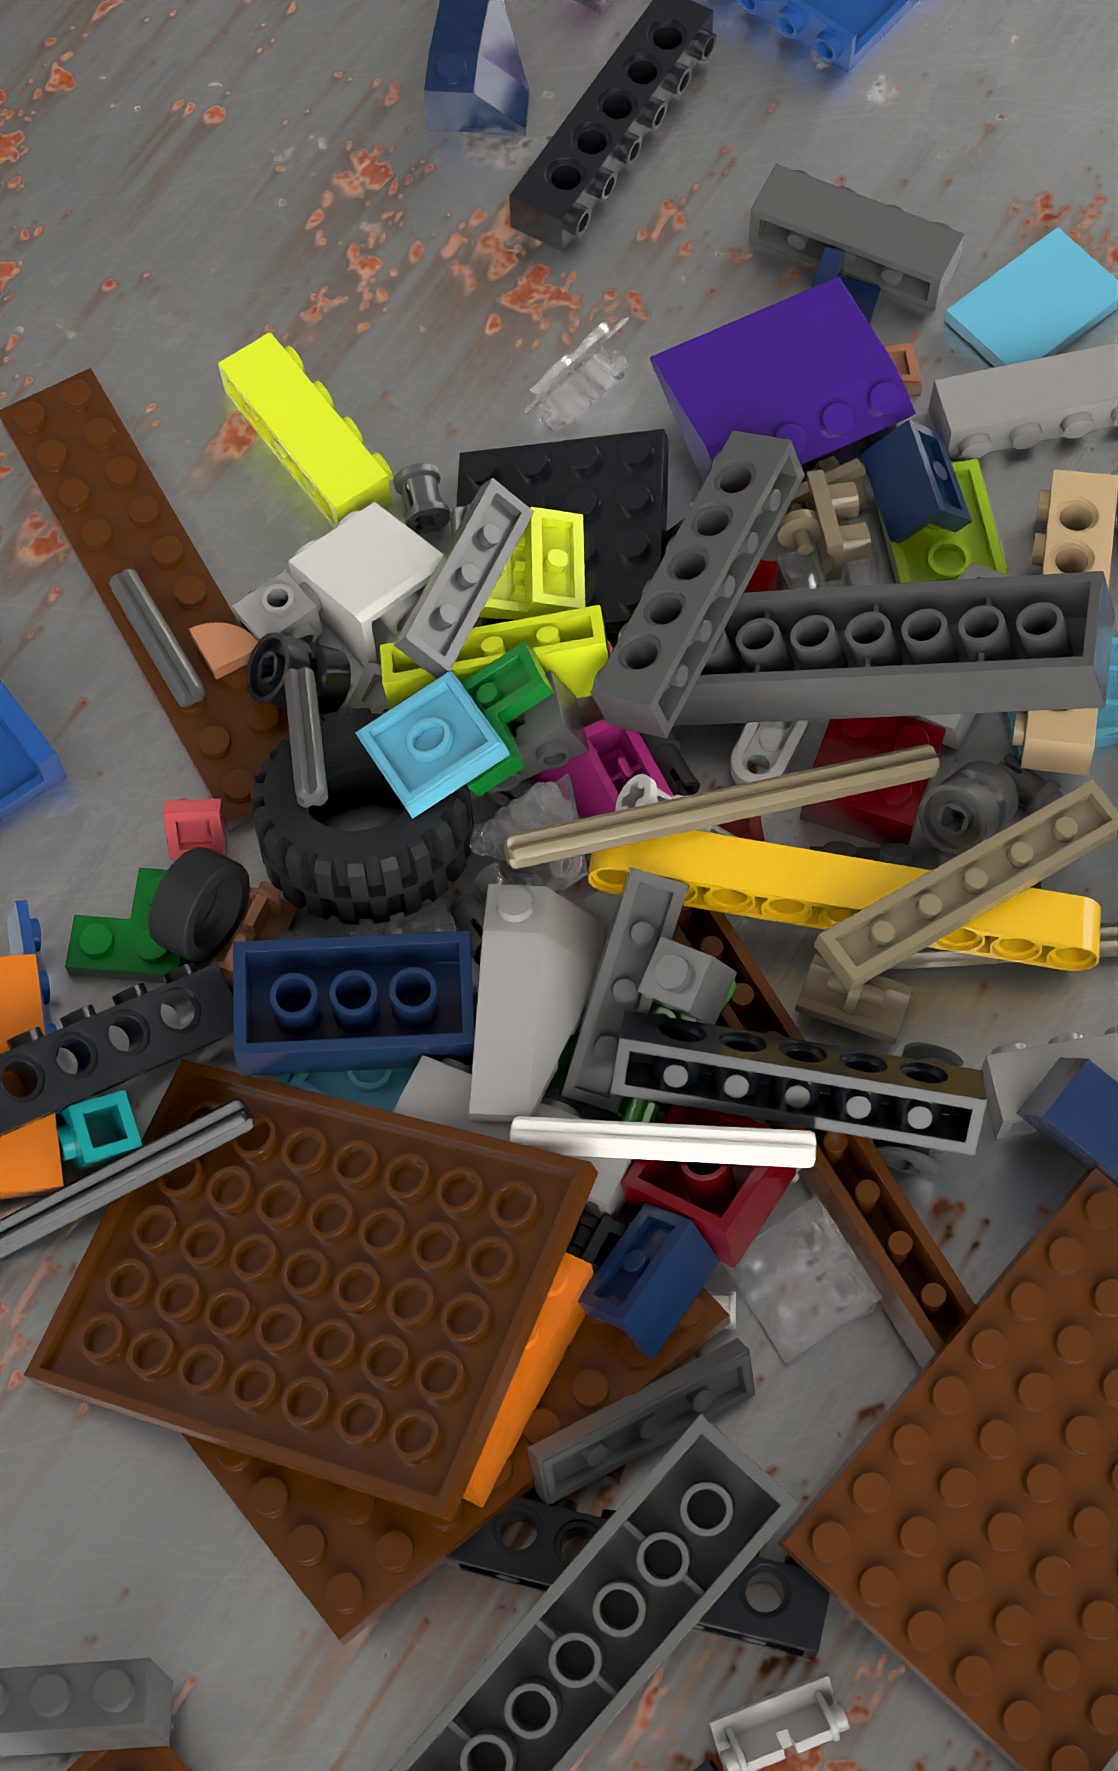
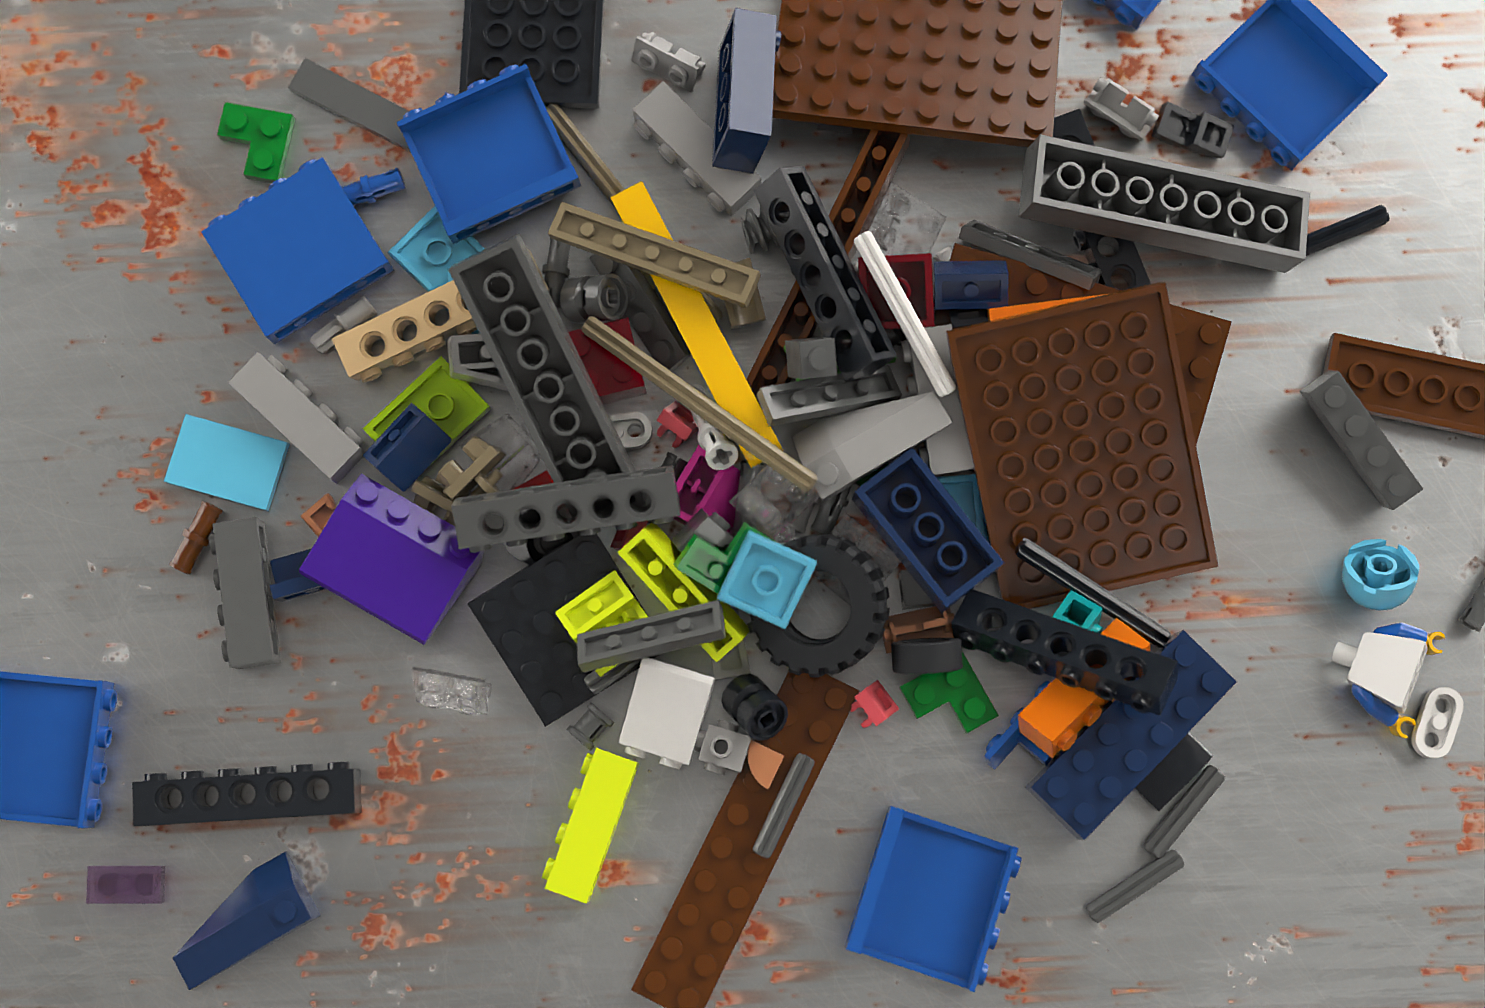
camera: 125 degrees left, 15 degrees up
(305, 737) = (803, 656): dark grey axle -> none
(955, 213) = (195, 537): none -> reddish brown pin

